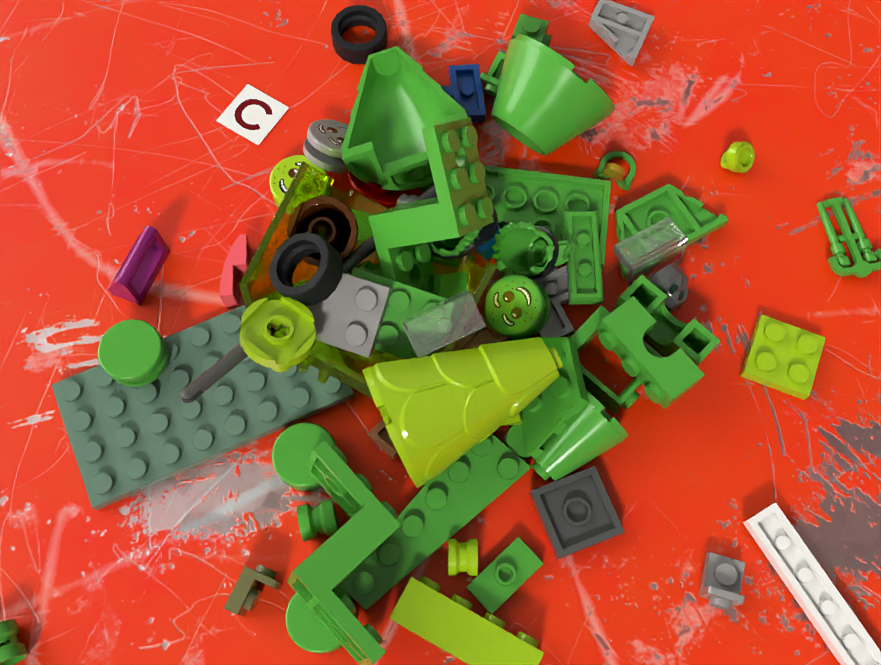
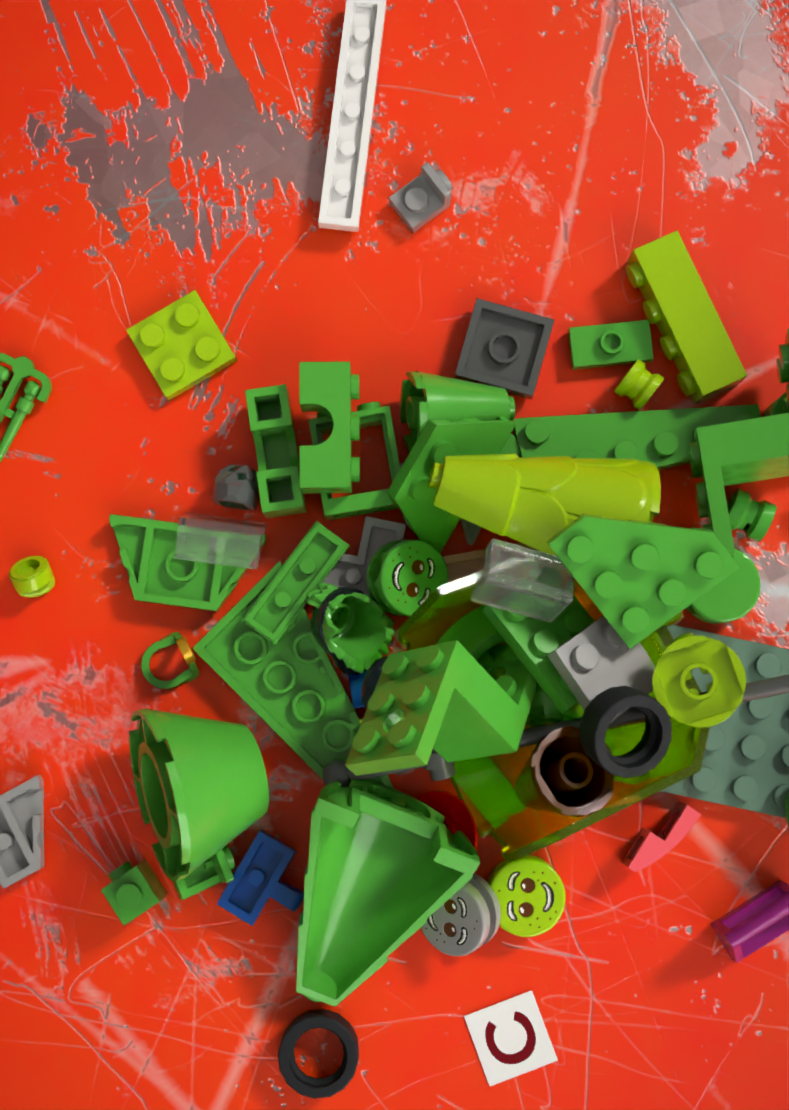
camera: 140 degrees left, 15 degrees up
(369, 376) = (641, 569): none -> bright green plate

